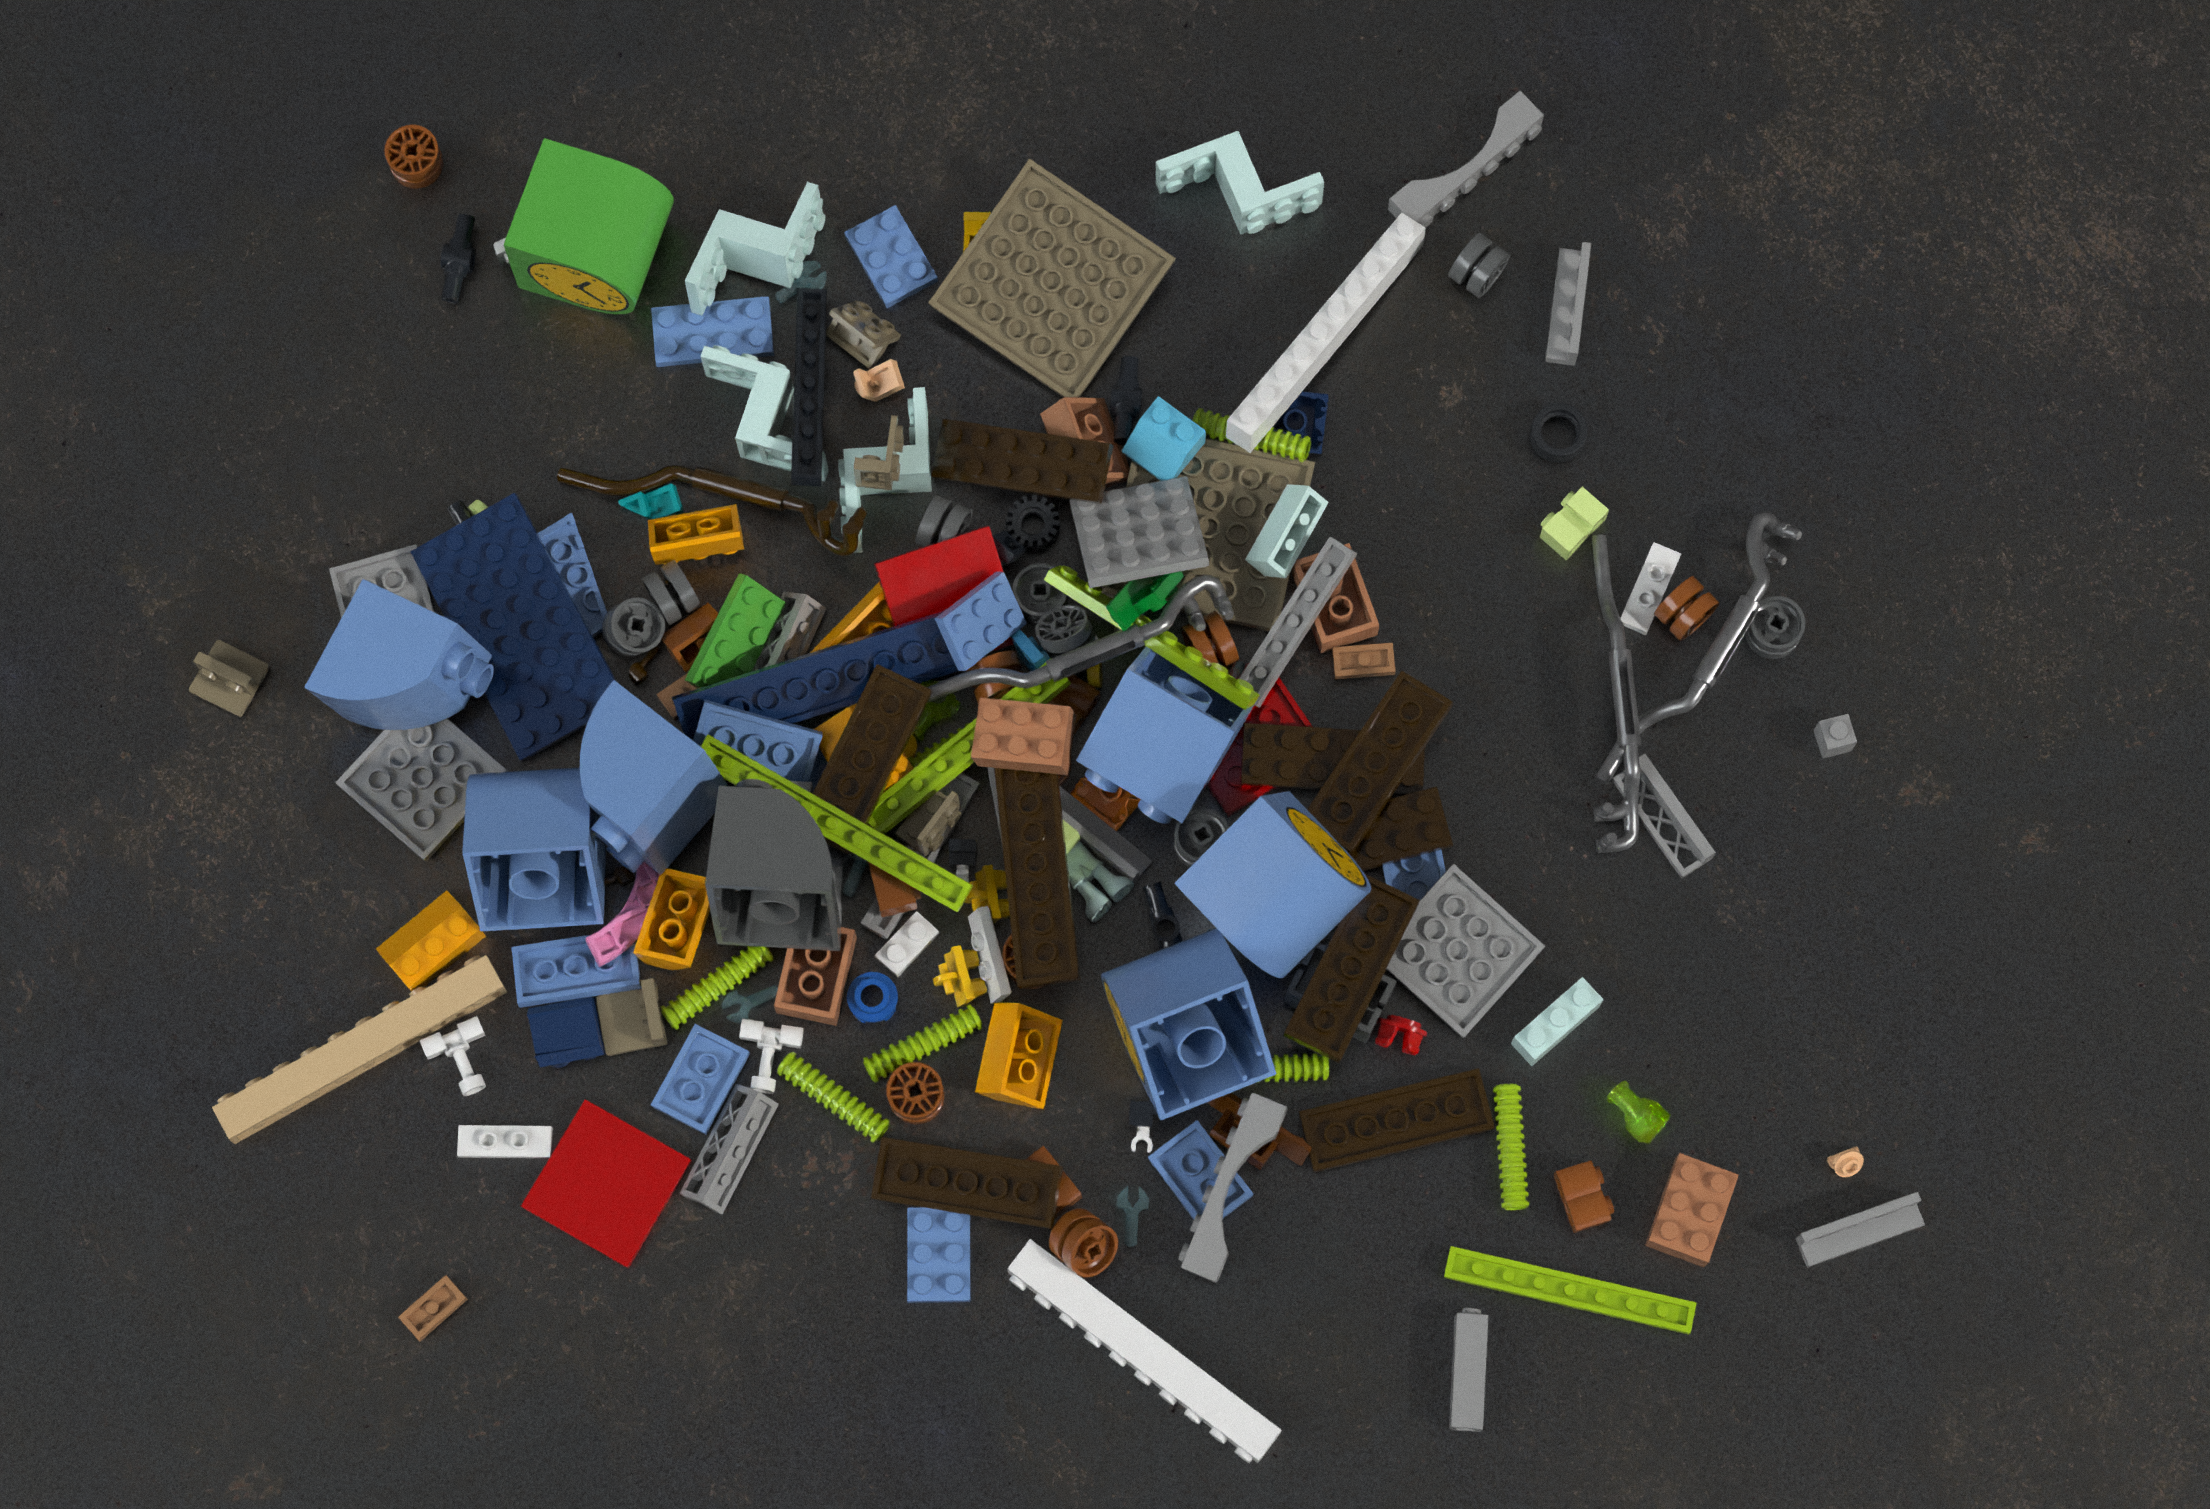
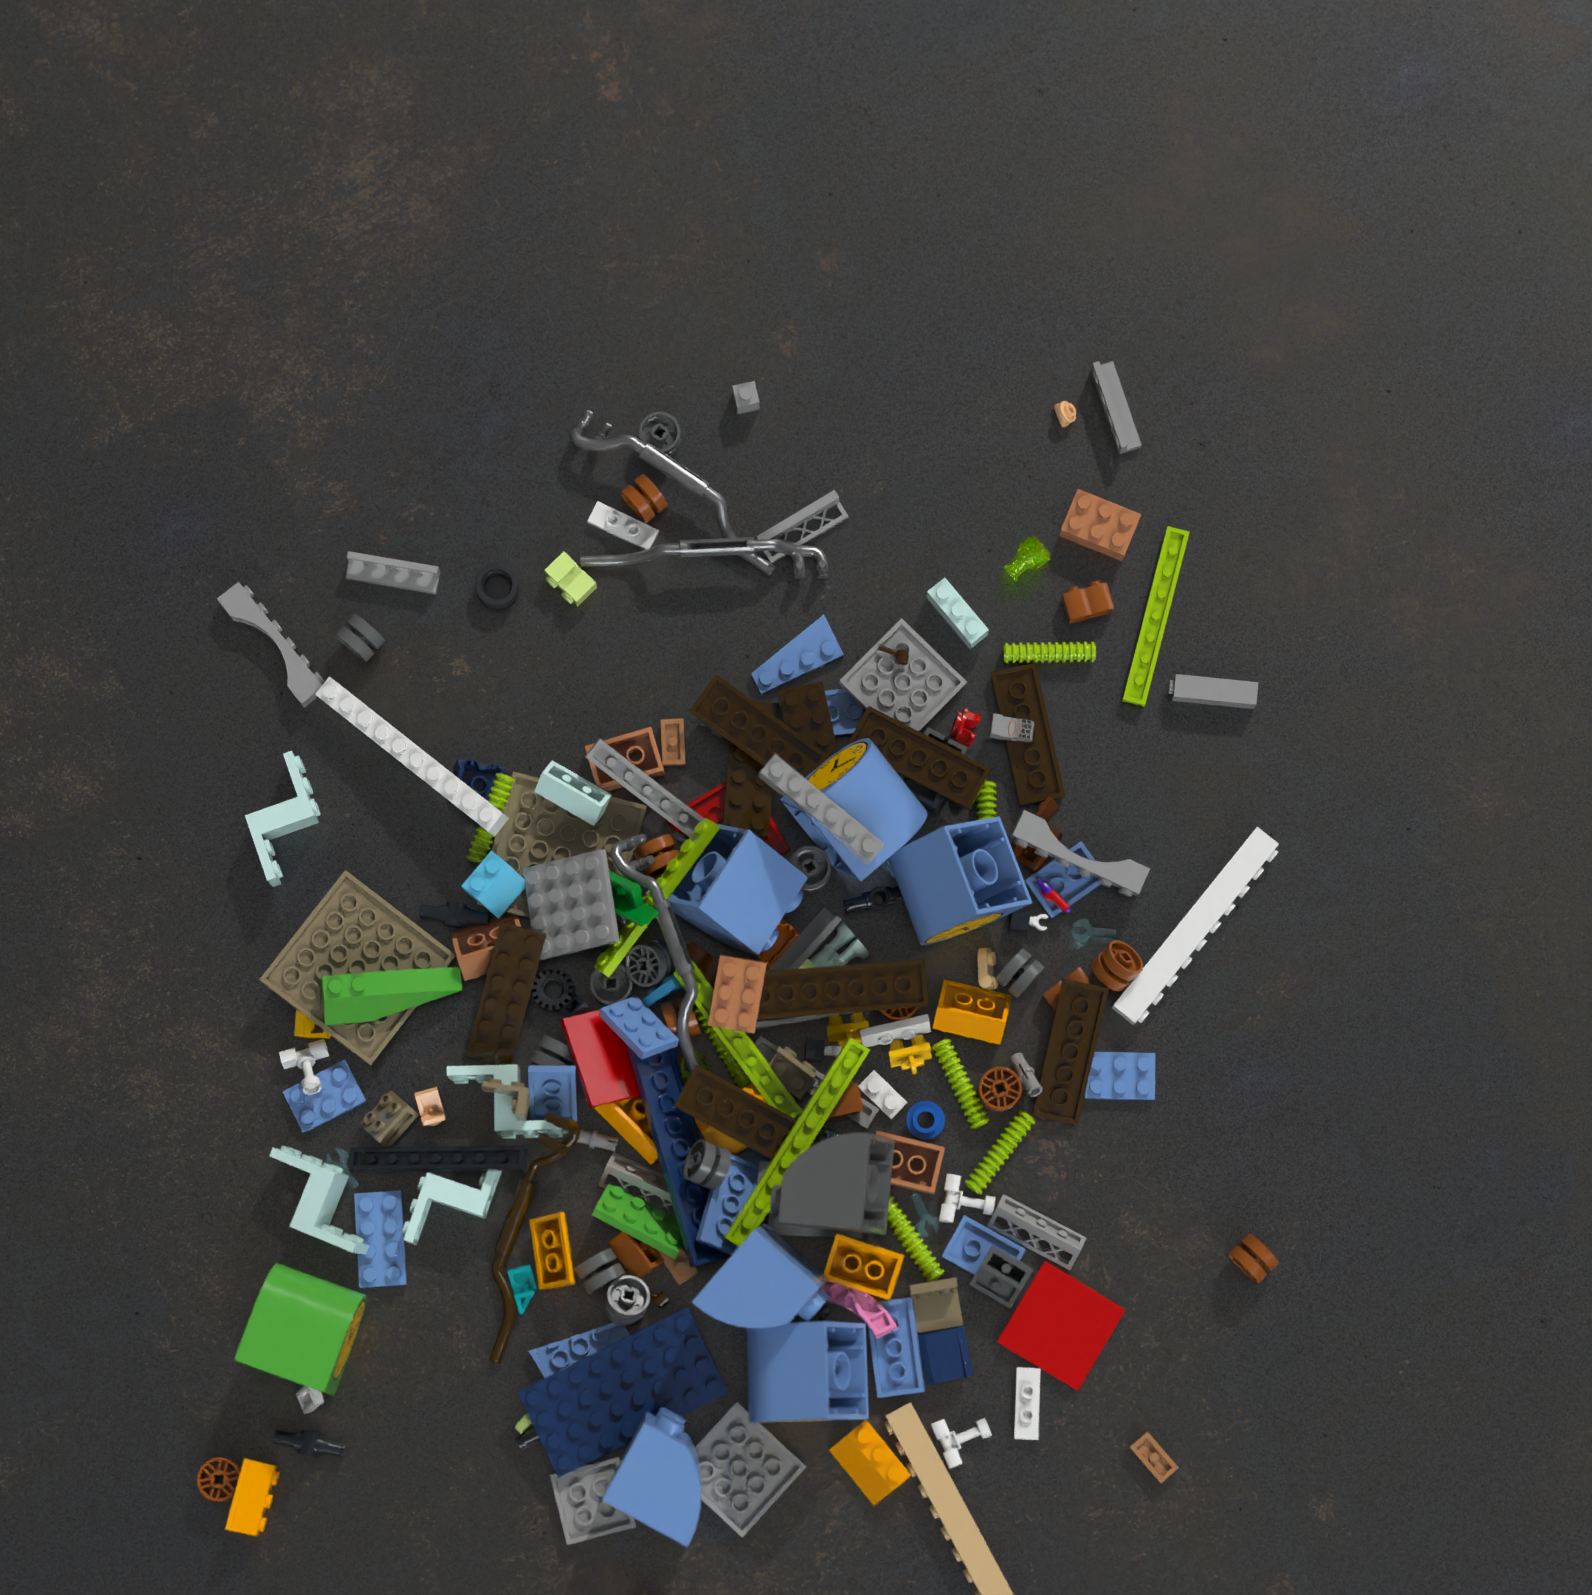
camera: 90 degrees left, 5 degrees up
(390, 191) = (252, 1497): none -> light orange slope
(665, 1097) = (1001, 1276): none -> dark grey brick
(693, 1434) = (1253, 1258): none -> dark orange wheel
(802, 710) = (707, 1164): none -> dark grey wheel
(842, 583) = (598, 1140): none -> light grey pin
(895, 523) = (552, 1091): none -> medium blue plate
(935, 229) = (305, 1060): none -> white bar
(935, 1126) = (1021, 1066): none -> light grey pin
(1017, 311) = (383, 993): none -> bright green wedge
(1070, 1114) = (1020, 973): none -> dark grey wheel
(1075, 1071) = (986, 961): none -> tan plate
(1176, 1155) = (1051, 895): none -> piece
(1262, 818) = (809, 798): none -> light grey arch
(1401, 1093) = (1011, 728): none -> light grey leg
(1488, 821) = (802, 655): none -> medium blue wing
(1491, 945) = (901, 654): none -> dark brown hand

